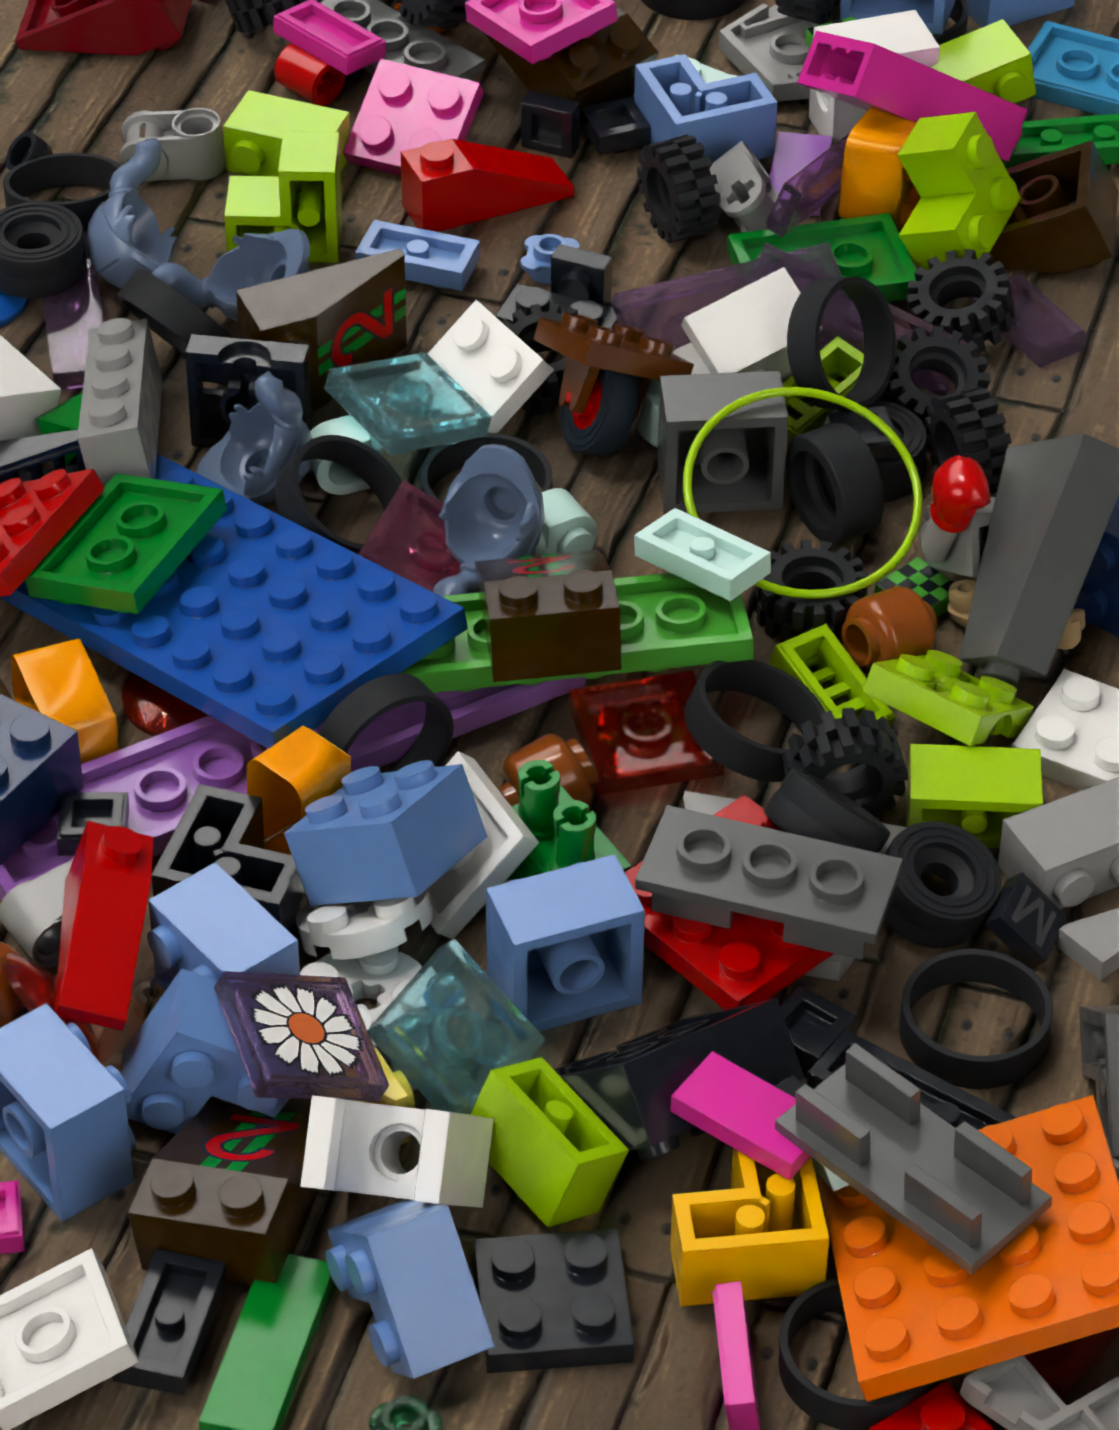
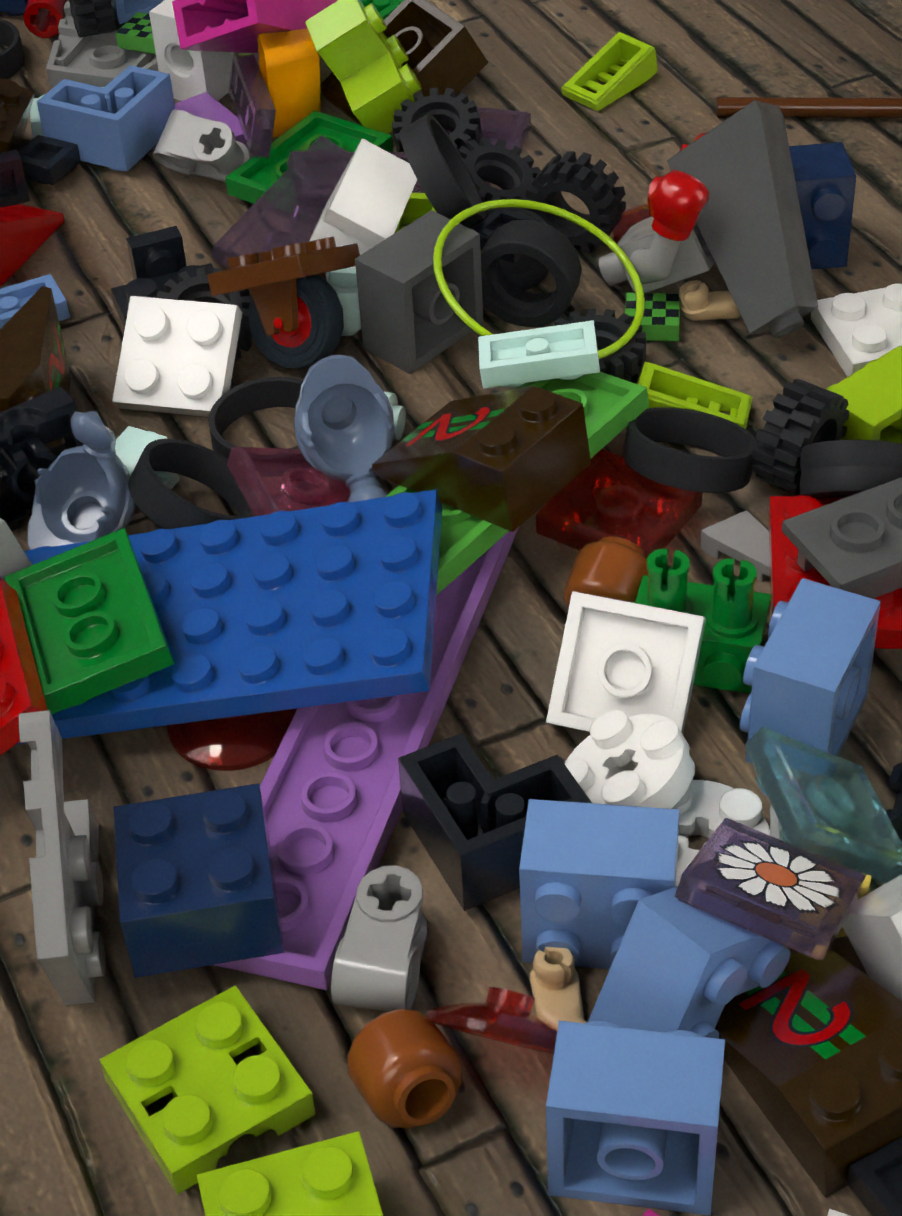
camera: 40 degrees left, 0 degrees up
(66, 688) = (155, 766): light orange piece -> none
(80, 807) = (325, 859): black tile -> none
(103, 924) = (491, 921): red slope -> none
(292, 777) = (487, 679): light orange piece -> none
(381, 695) = (480, 633): black tyre -> none
(385, 833) = (606, 689): medium blue brick -> none
(407, 403) = (165, 395): clear light blue plate -> none
(539, 254) = (107, 262): medium blue plate -> none
(679, 188) = (170, 146): black tyre -> none
(888, 626) = (686, 339): dark orange head -> none
(947, 698) = (781, 360): lime brick -> none

